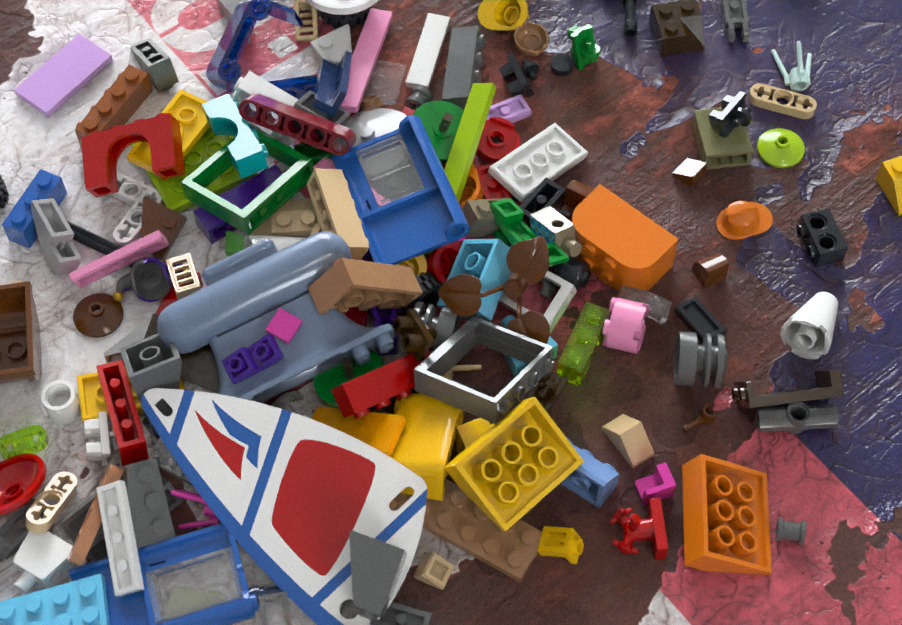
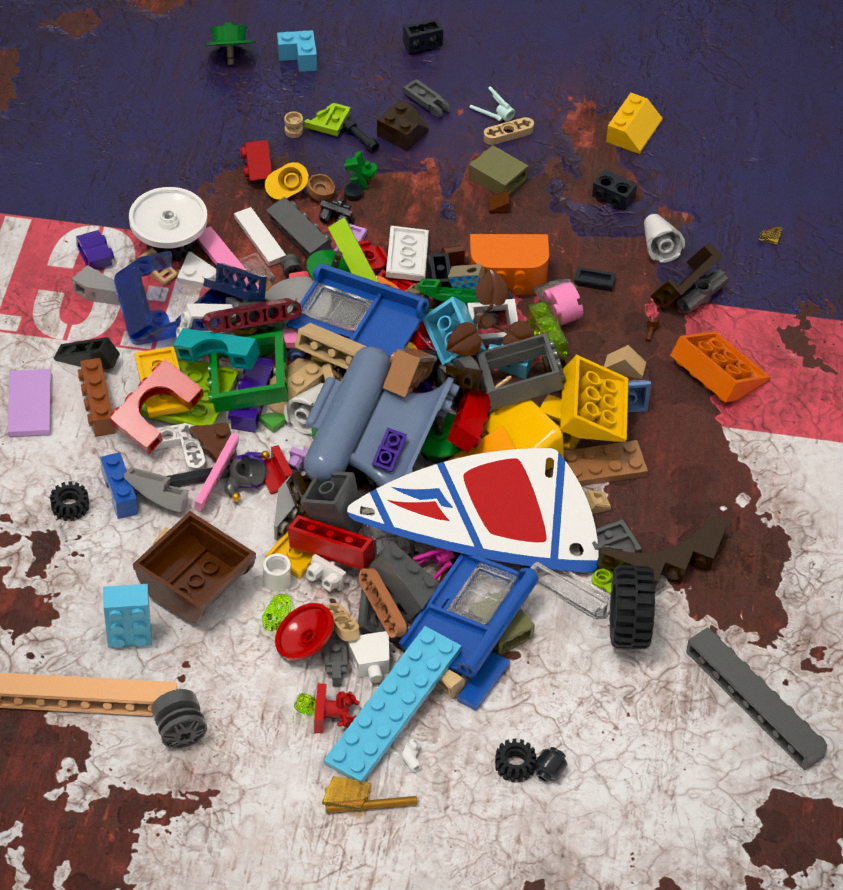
camera: 45 degrees left, 10 degrees down
(99, 323) = (233, 517): reddish brown dish -> none
(120, 538) = (416, 598): white tile -> none
(184, 291) = (278, 458): slope -> none
(284, 326) = (389, 418): dark pink tile -> none
(373, 573) = (579, 511): dark grey slope -> none
(560, 543) = (649, 438): yellow bracket -> none
(642, 529) = (687, 396): red piece -> none
(658, 485) = (667, 375): dark pink panel -> none
(699, 360) = (622, 294): dark grey wheel -> none
(711, 269) = (572, 246): reddish brown brick -> none
(734, 114) = (497, 150): black hips -> none
(743, 220) = (558, 211): orange piece -> none
(778, 154) = (536, 157): lime dish -> none
(790, 531) = (756, 350): dark grey bush -> none

